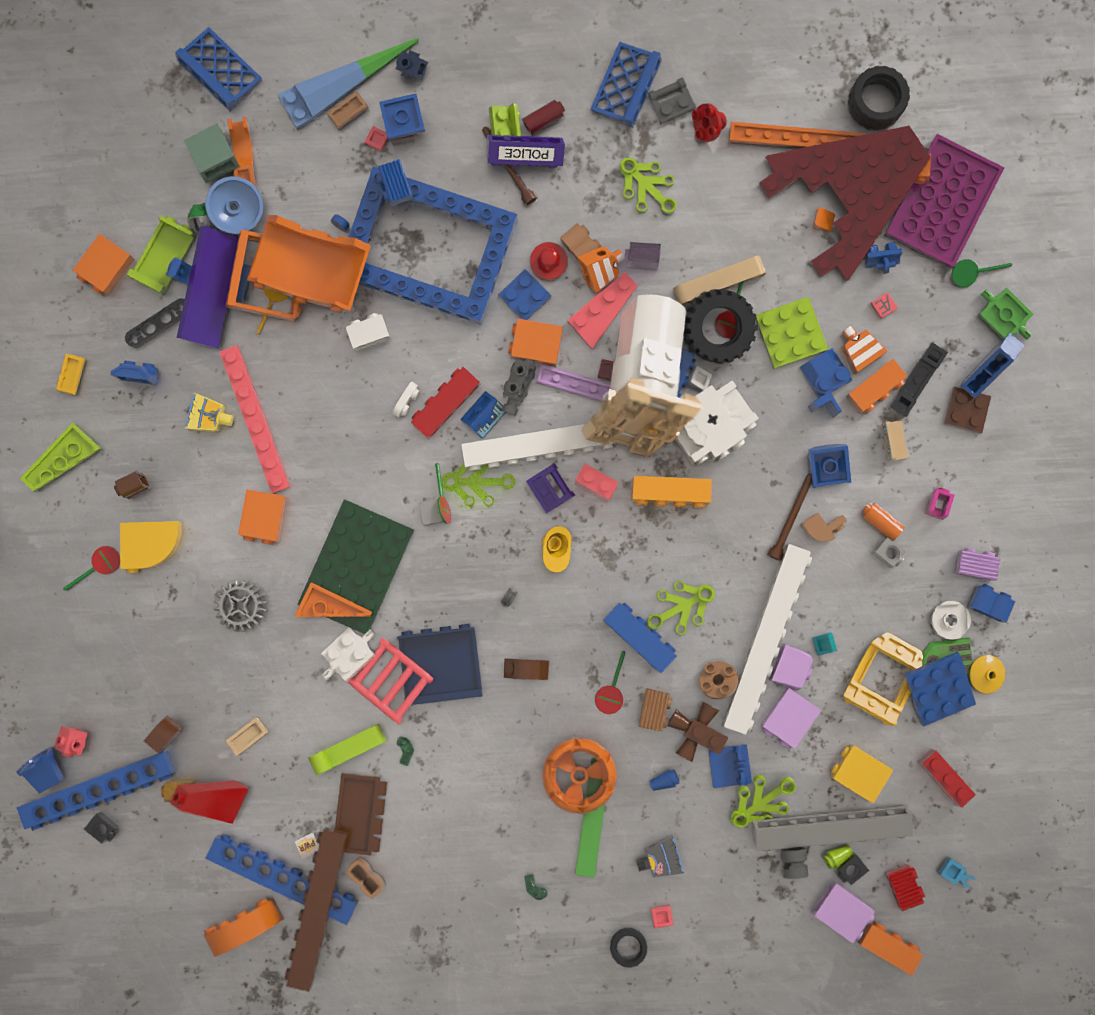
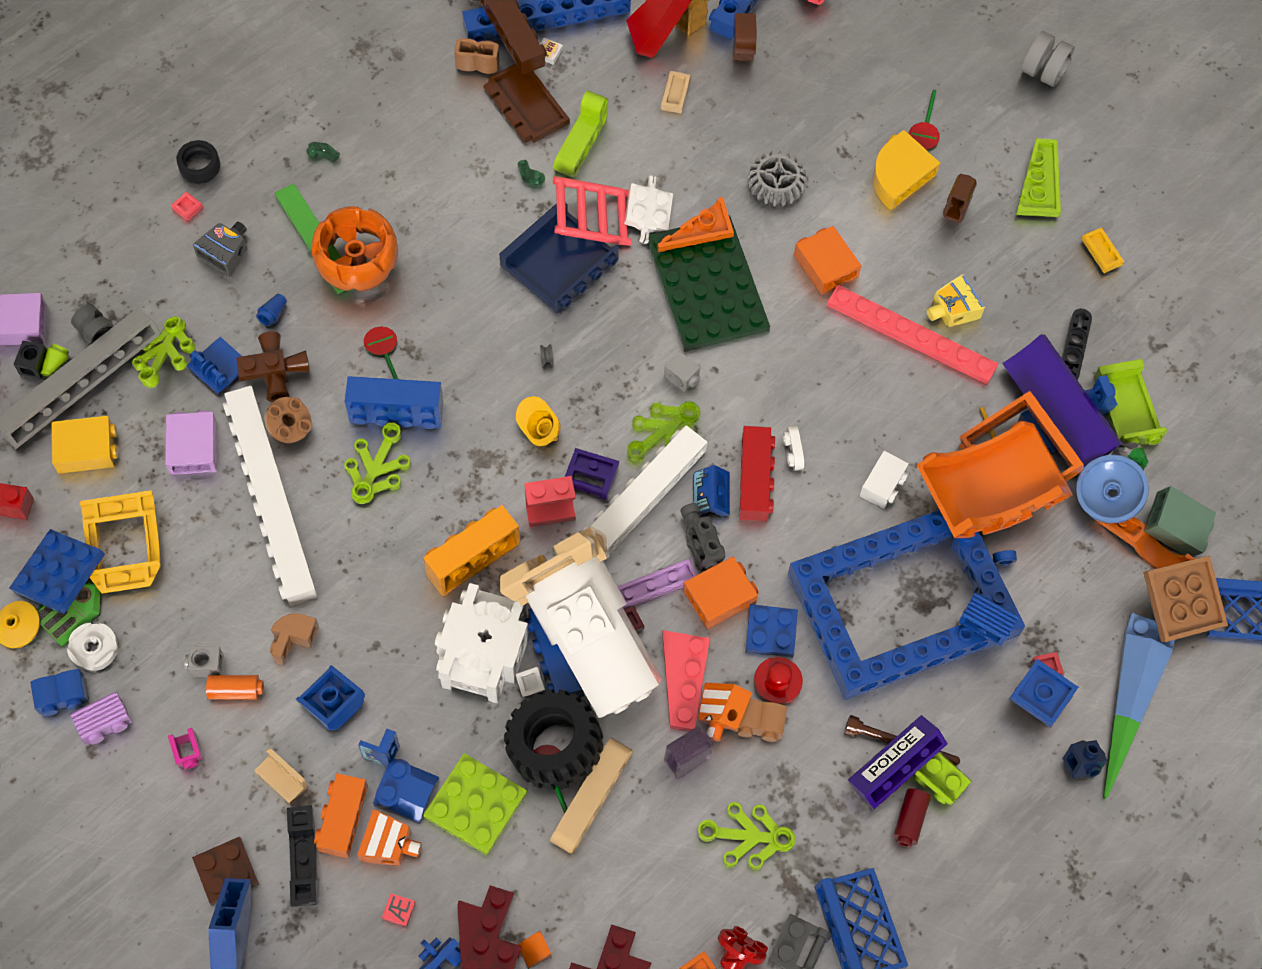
camera: 135 degrees right, 20 degrees down
(103, 265) = (1170, 356): orange brick -> none
(134, 373) = (1048, 287): blue slope -> none
(259, 102) = (1185, 599): none -> medium nougat plate
(347, 110) = (1101, 669): medium nougat plate -> none
(443, 505) = (675, 383): piece -> none
(526, 669) = (476, 304): reddish brown brick -> none
(654, 710) = (330, 357): medium nougat brick -> none
(776, 551) = (322, 580): reddish brown piece -> none
(792, 667) = (224, 486): lavender torso -> none
(824, 643) = (207, 531): teal plate -> none

